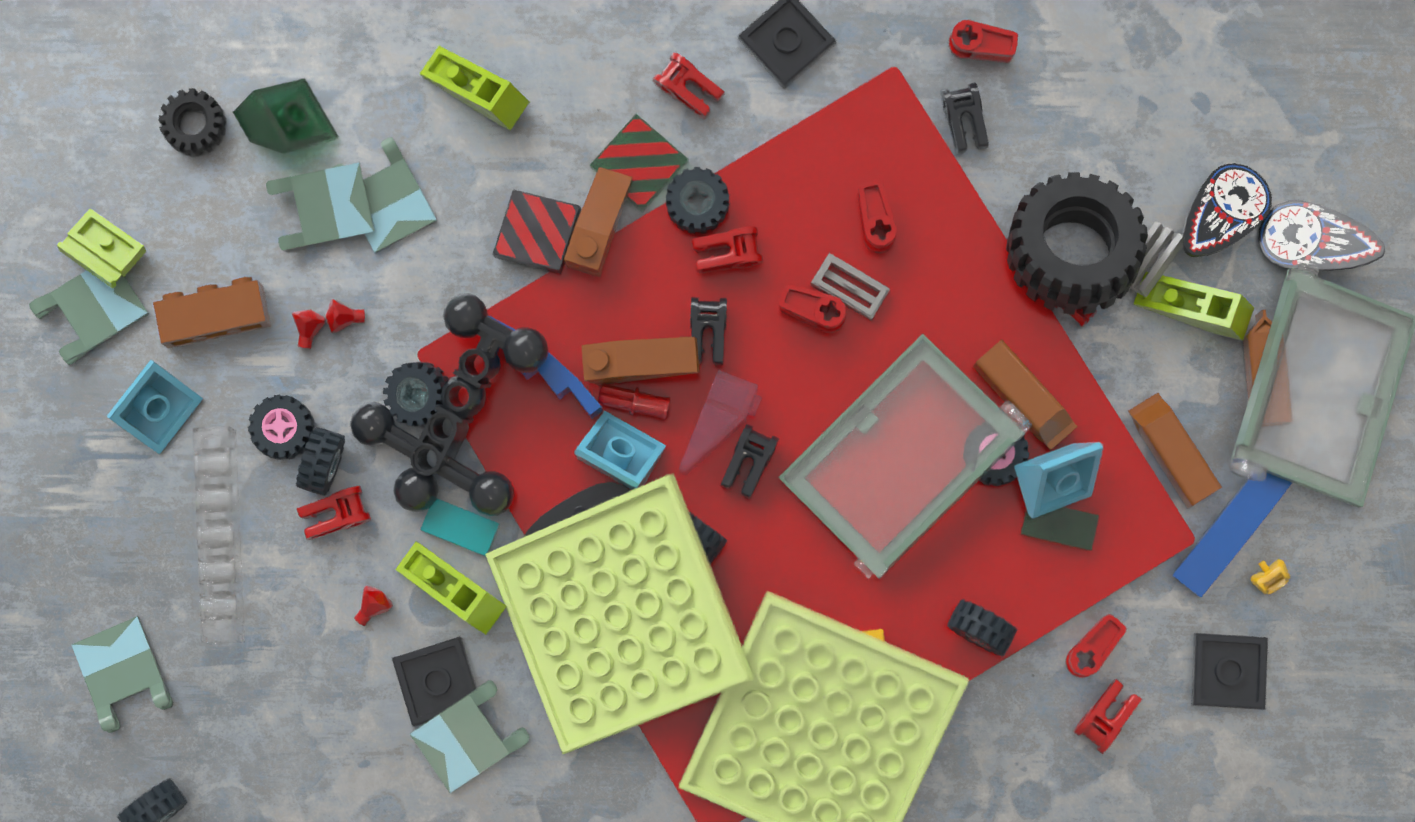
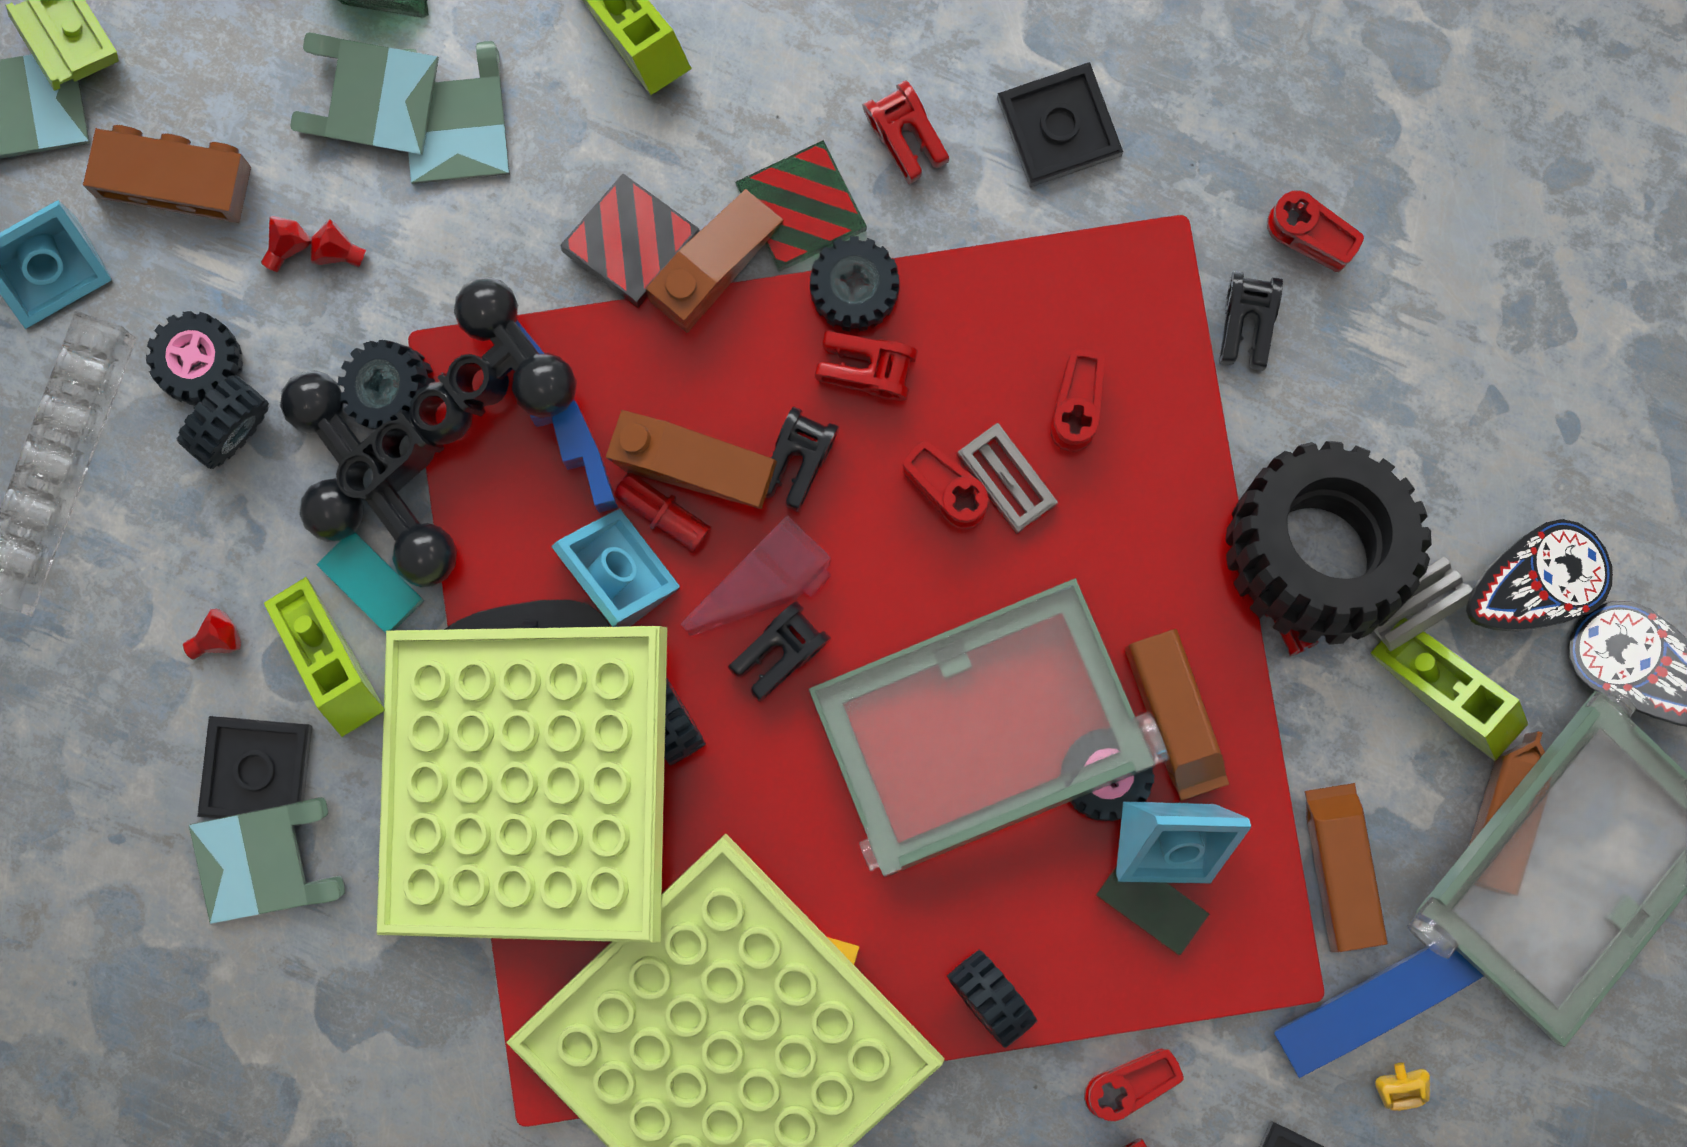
camera: 15 degrees right, 0 degrees up
(348, 510) = (233, 501): red piece -> none

